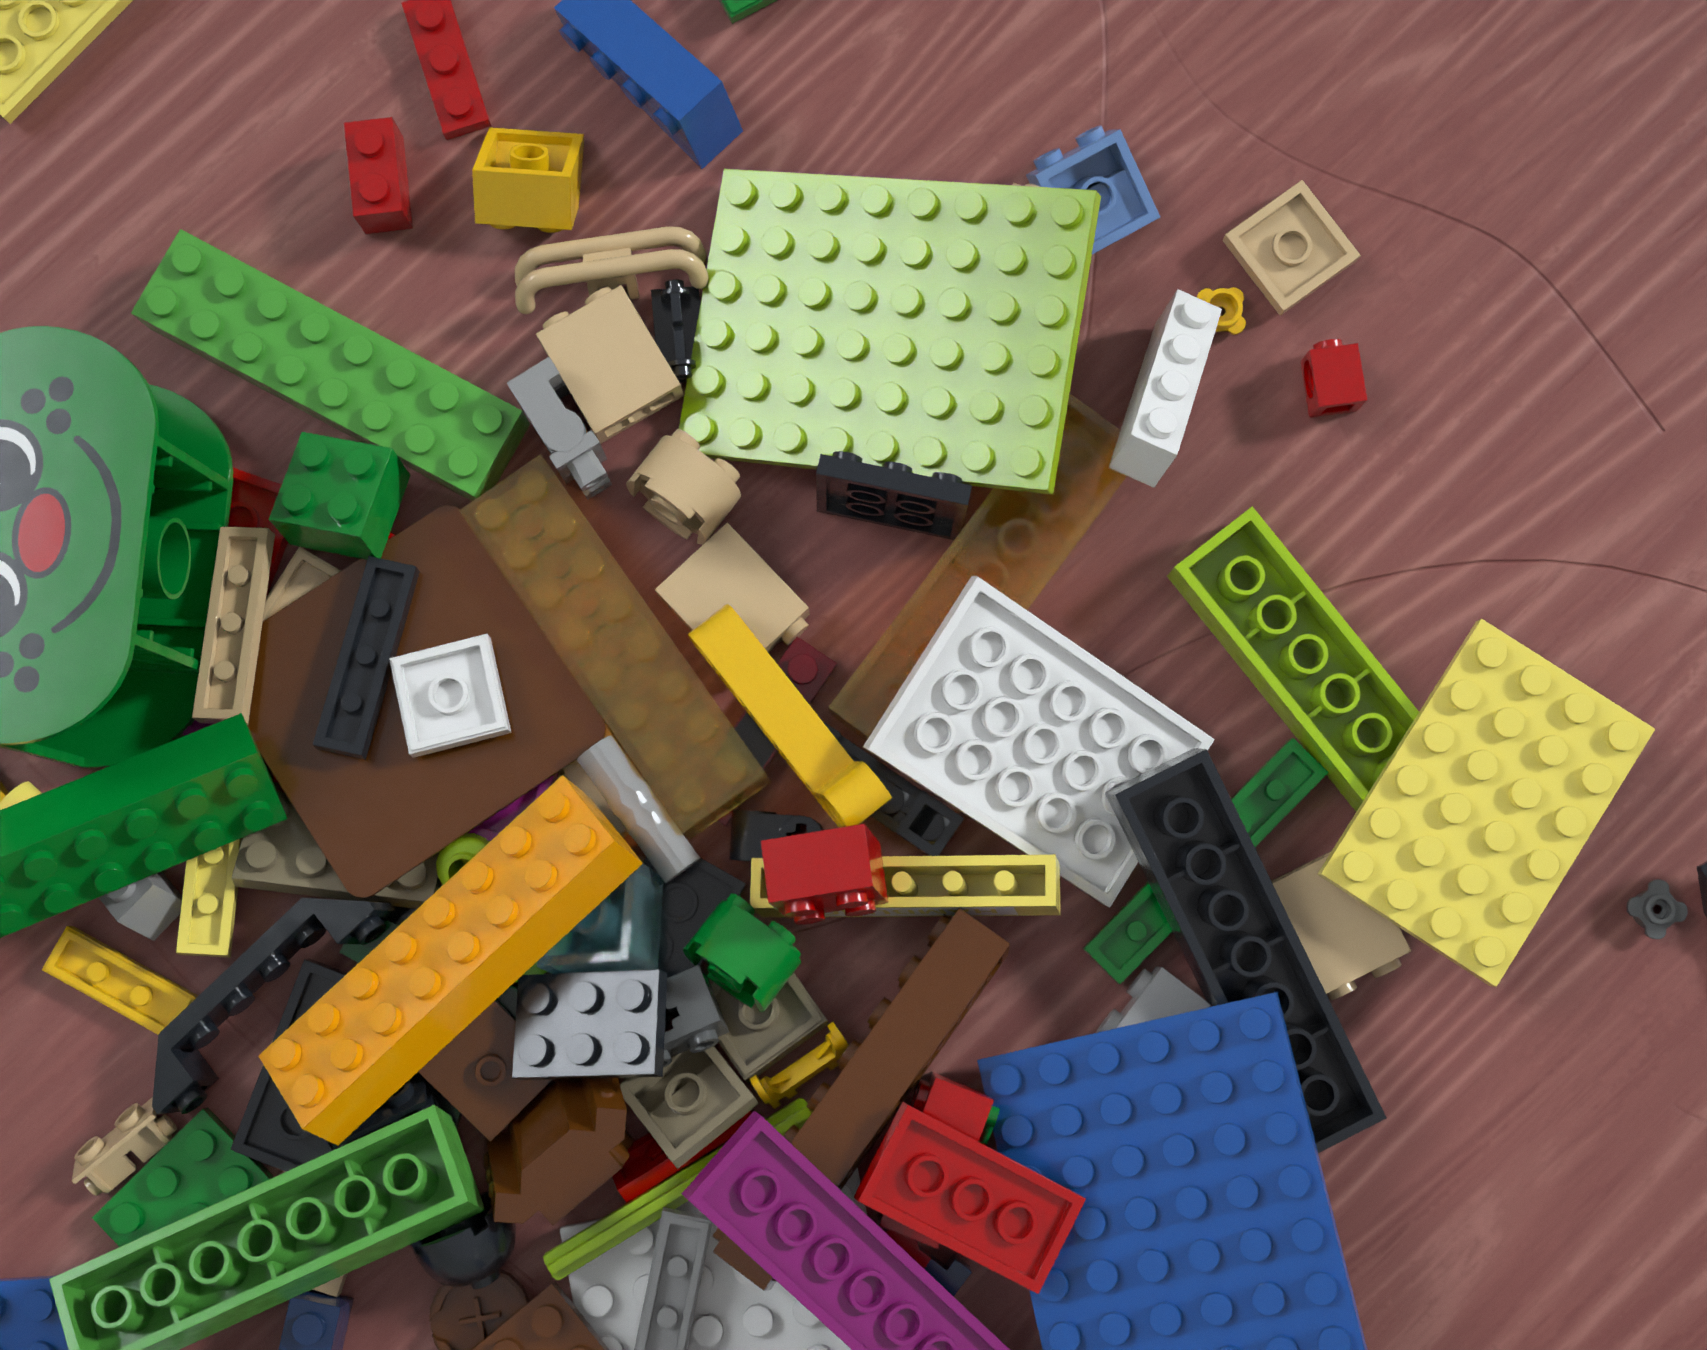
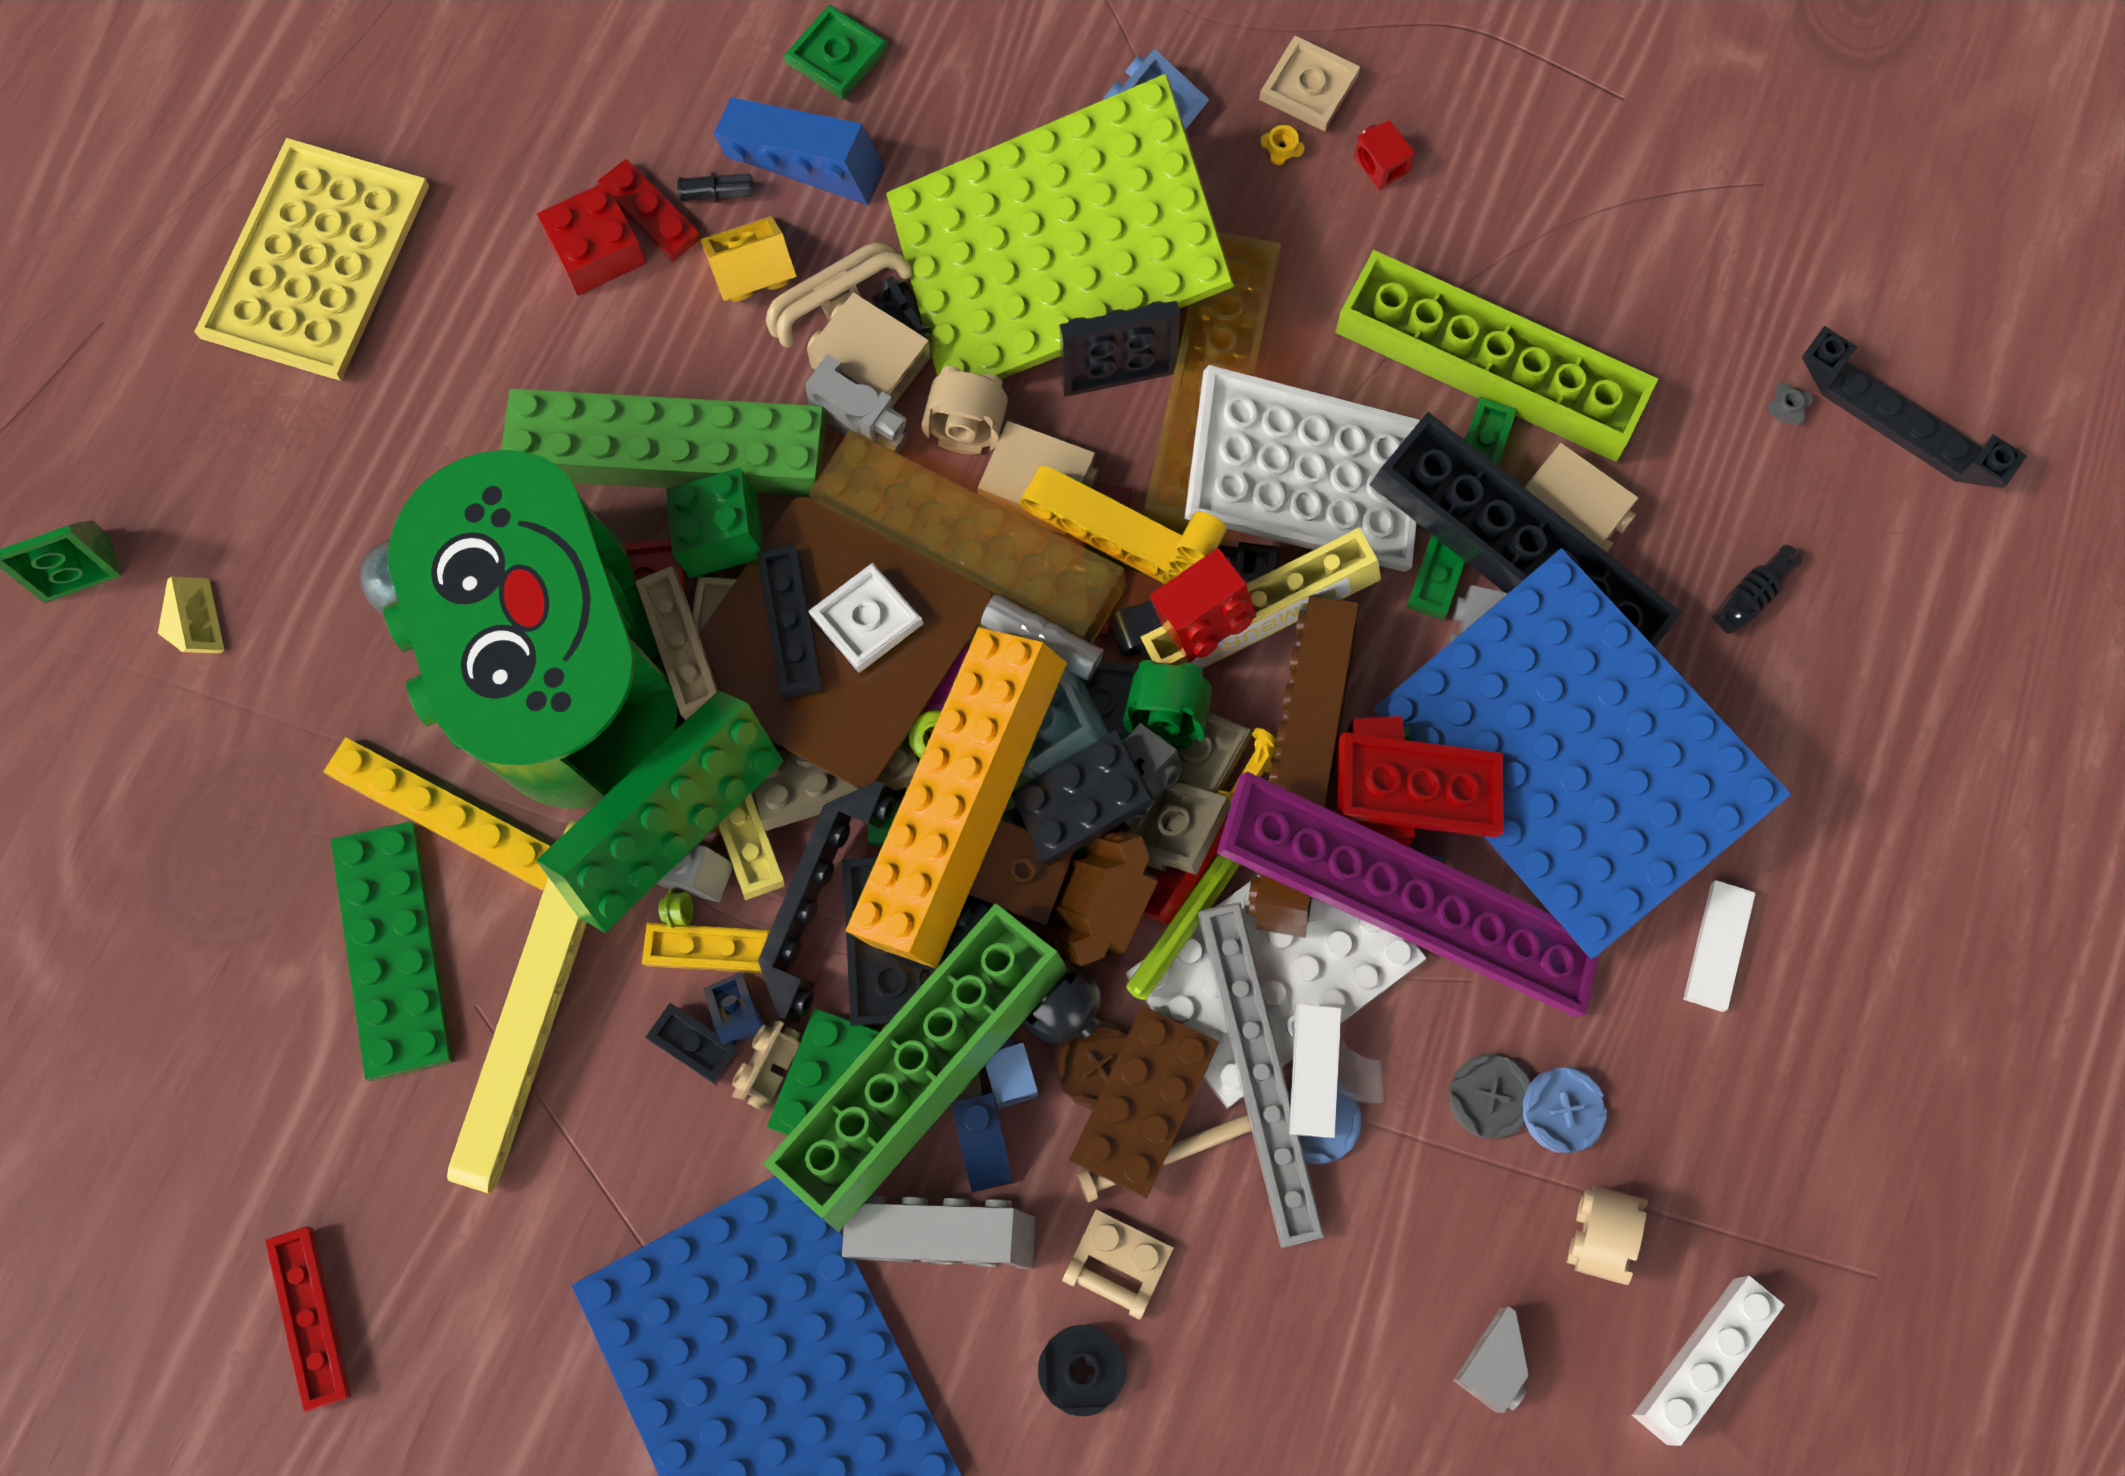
camera: 25 degrees left, 10 degrees down
(55, 1087) = (692, 1044): none -> black plate
(102, 928) = (676, 908): none -> lime plate
(112, 1072) = (733, 1009): none -> dark blue slope
(359, 72) = (591, 238): none -> red brick
(378, 175) = (637, 299): red brick -> none
(378, 1290) = (1011, 1075): none -> medium blue brick
(532, 71) = (715, 187): none -> black axle
(1165, 389) = (1274, 198): white brick -> none
(1486, 802) = (1637, 371): light yellow plate -> none
(1495, 1118) = (1756, 590): none -> black hinge

